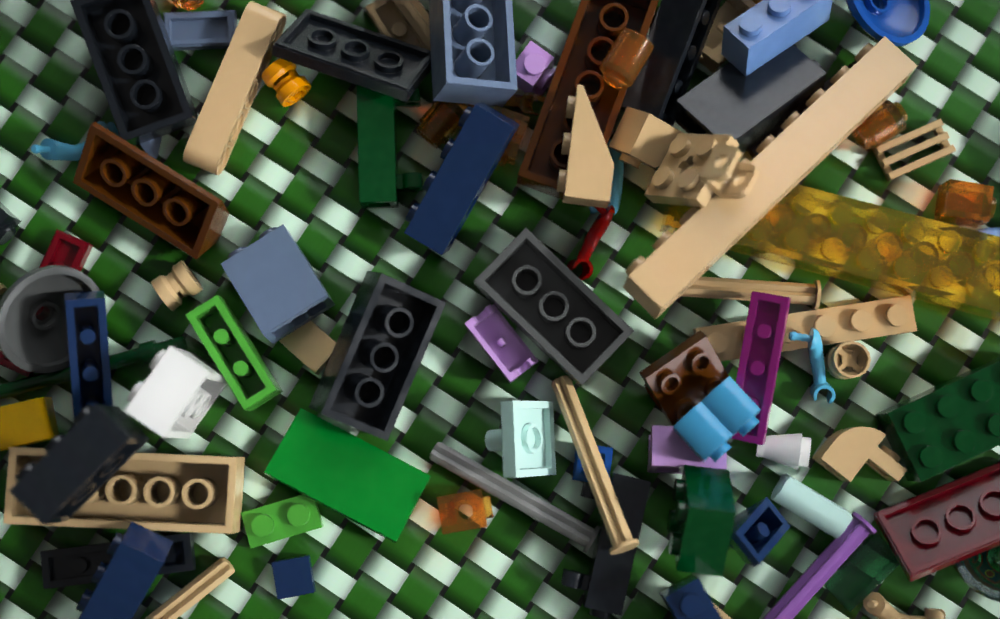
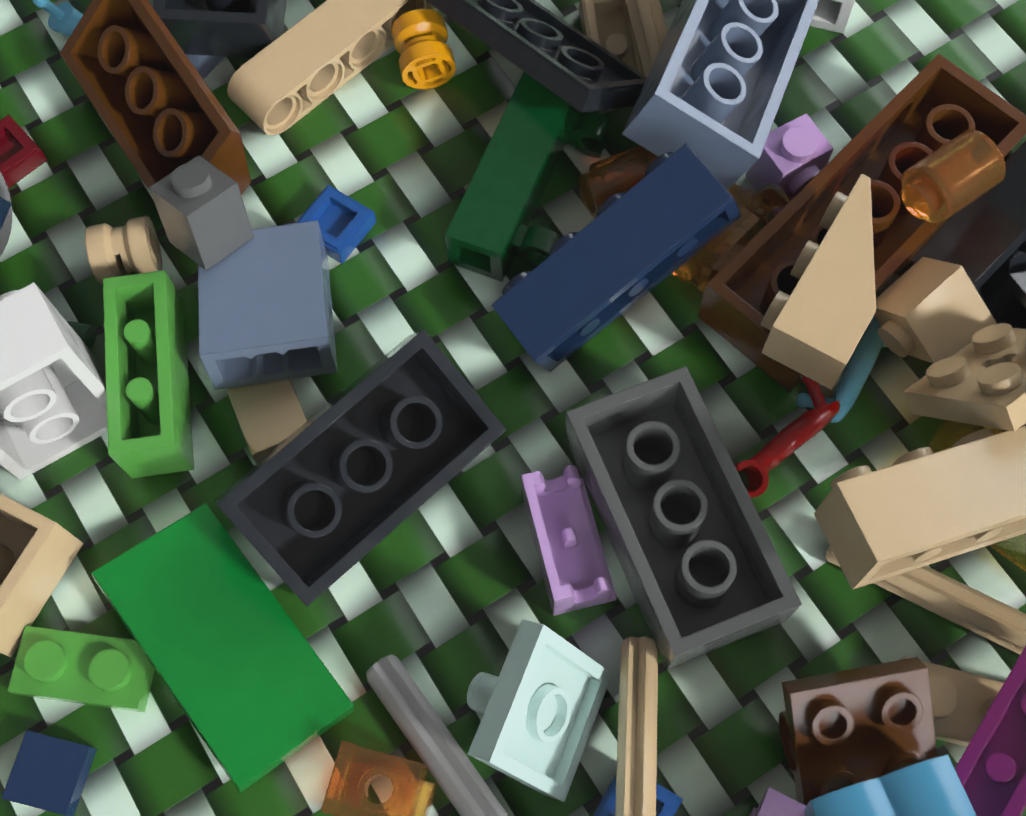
camera: 30 degrees right, 15 degrees down
(221, 253) = (202, 212): none -> dark grey brick
(287, 211) = (341, 222): none -> blue tile

